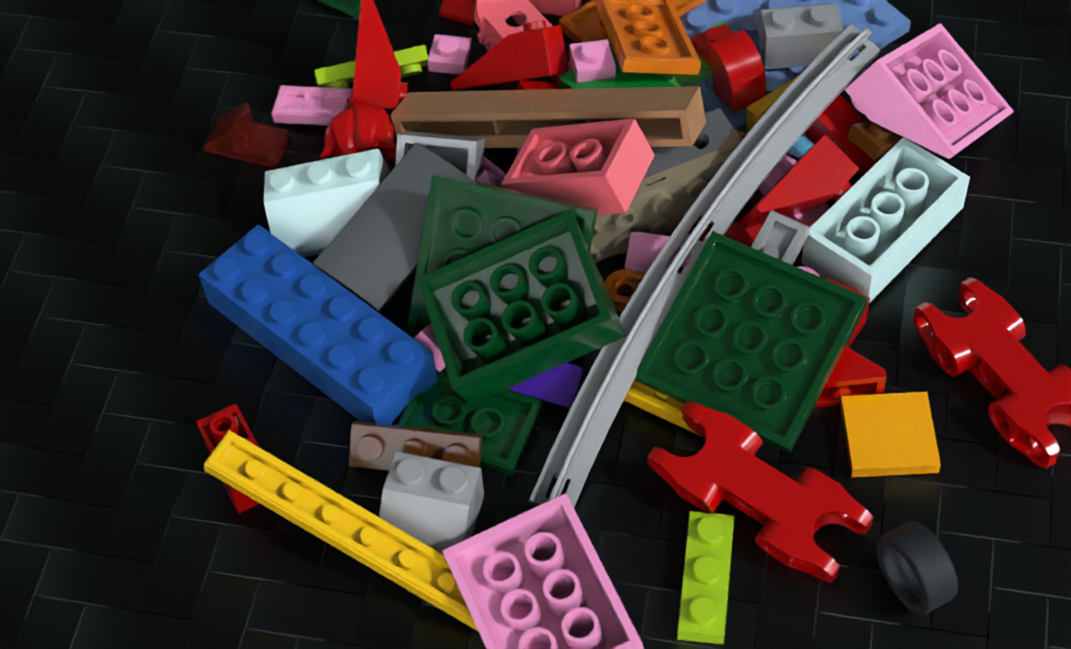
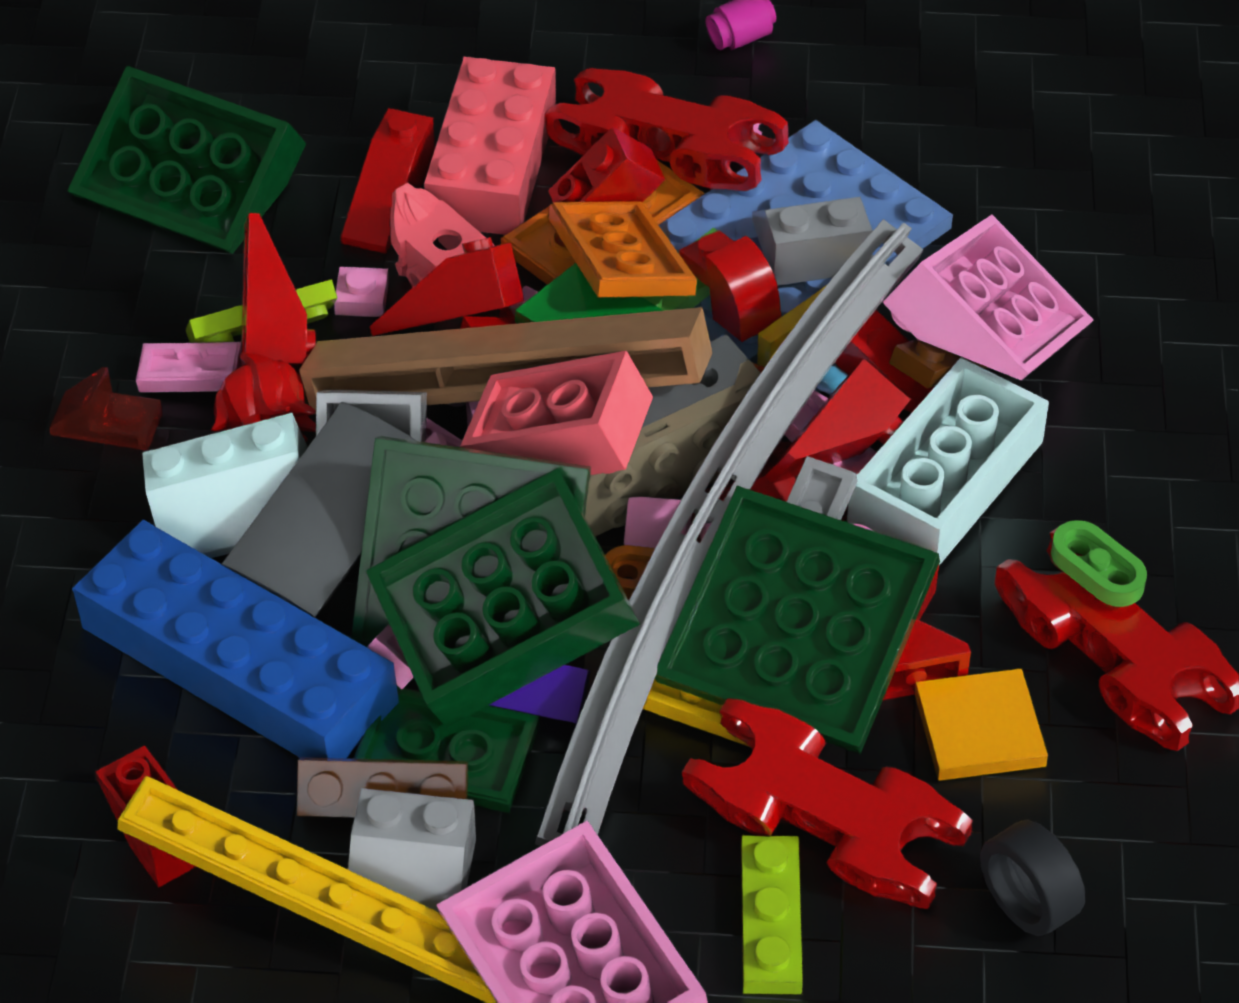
camera: 10 degrees left, 5 degrees down
(592, 61) = (556, 286): bright pink plate -> none
(999, 313) = (1105, 567): none -> bright green plate

